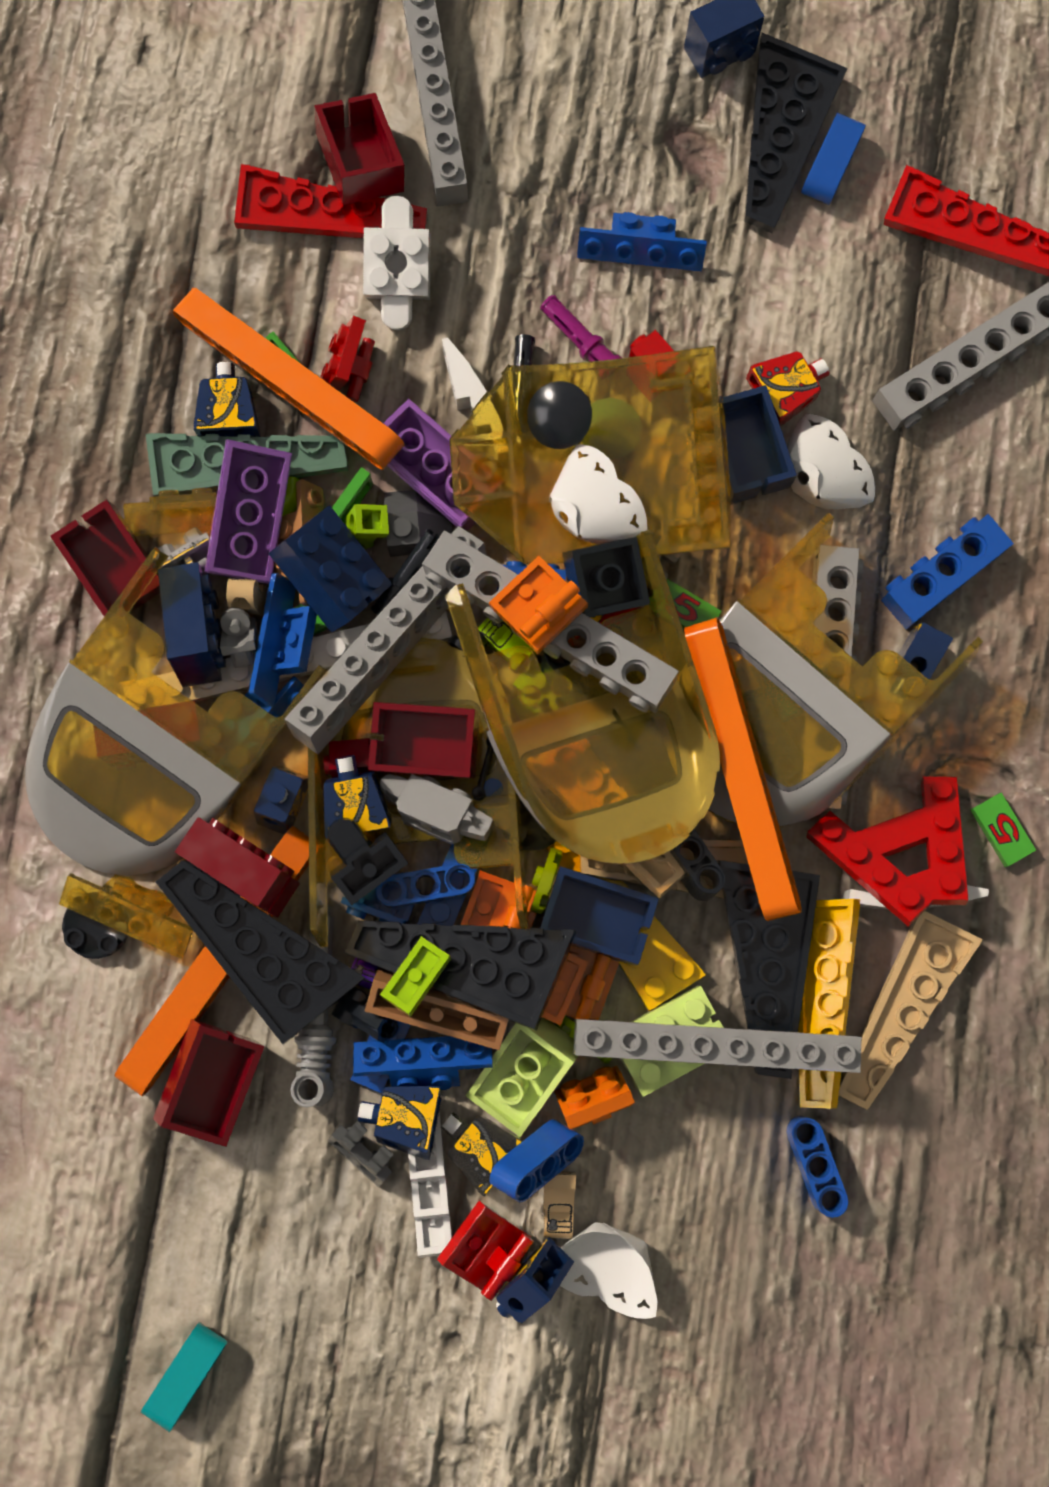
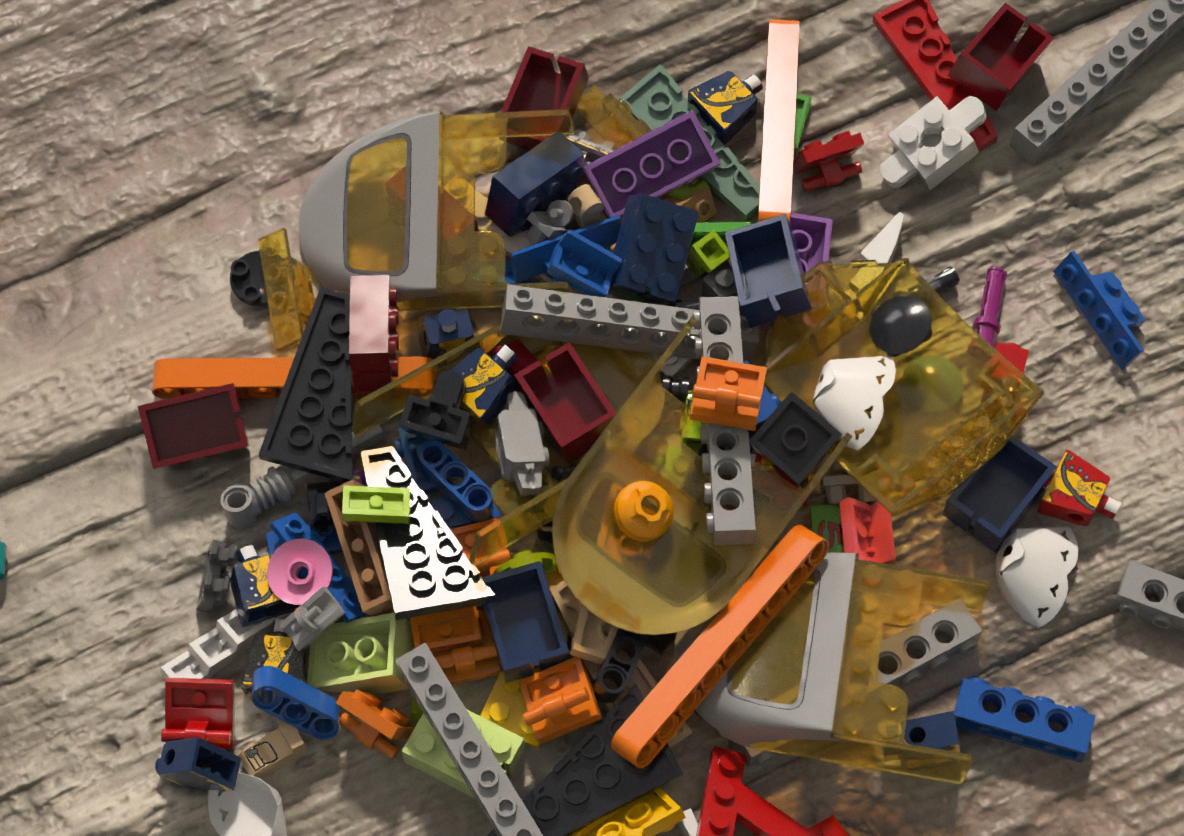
camera: 60 degrees right, 15 degrees down
(309, 640) = (583, 264): none -> blue bracket
(423, 1097) = (286, 563): none -> bright pink dish
(432, 487) = (768, 270): none -> dark blue piece
(474, 1096) = (312, 618): none -> light grey hips
(573, 759) = (633, 520): none -> light orange piece
(687, 933) = (559, 700): none -> orange plate
(708, 577) = (867, 531): none -> coral bracket

